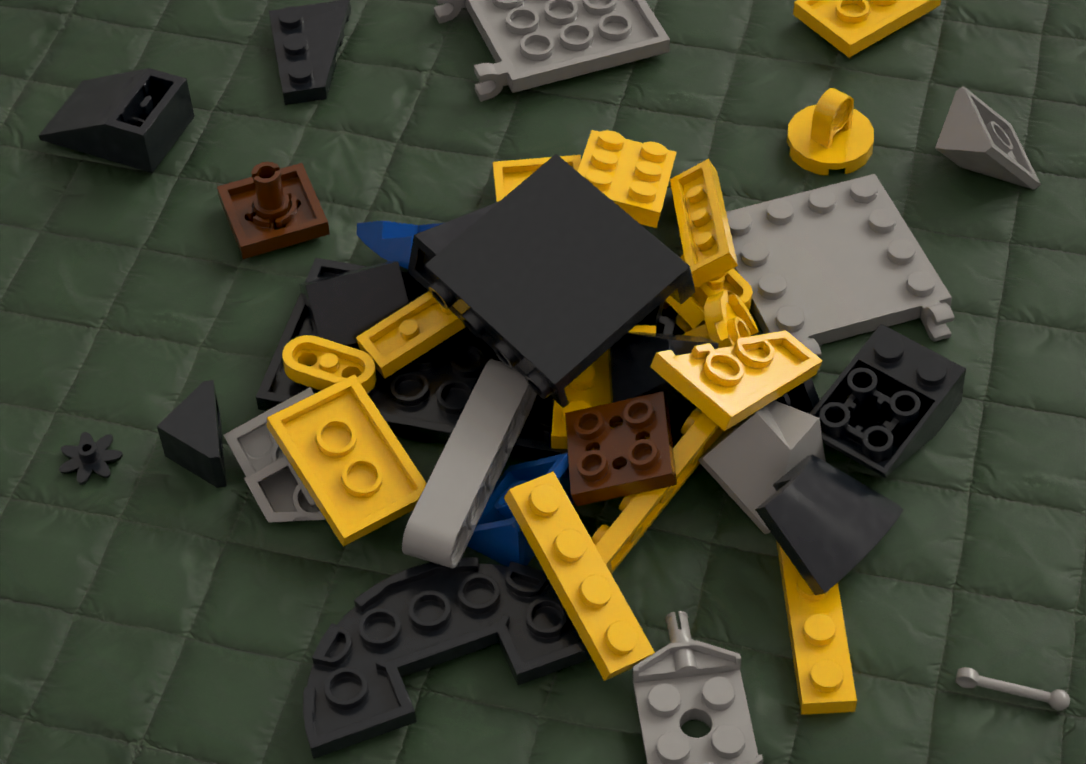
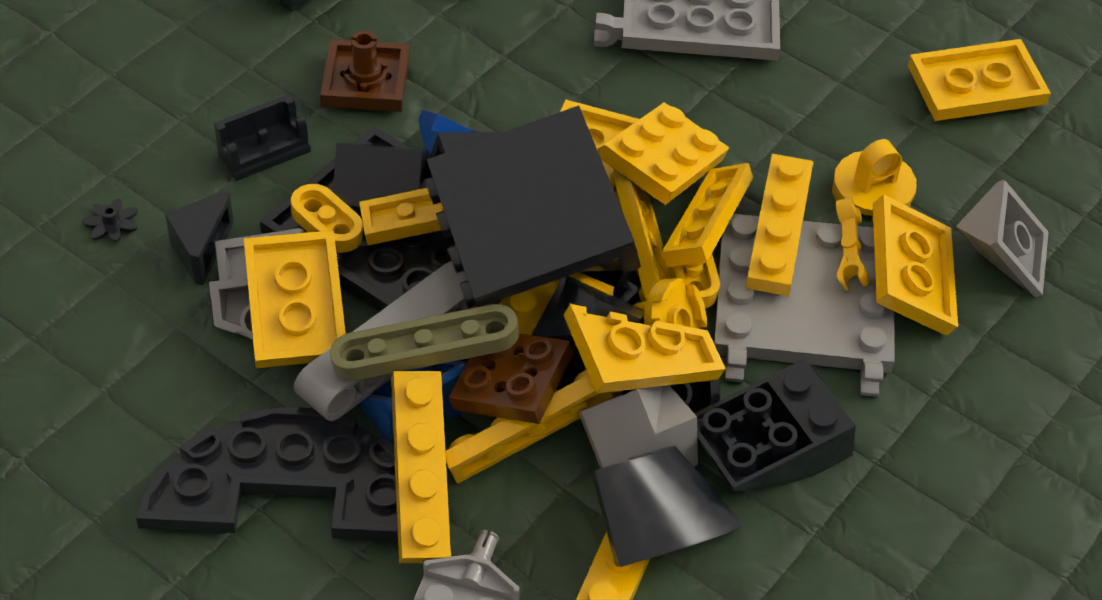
camera: 20 degrees right, 0 degrees up
(204, 313) = (261, 137): none -> black hinge
(522, 448) = (424, 342): none -> olive plate
(774, 207) = (779, 225): none -> yellow plate
(861, 217) = (850, 264): none -> yellow piece
(918, 199) = (914, 265): none -> yellow plate

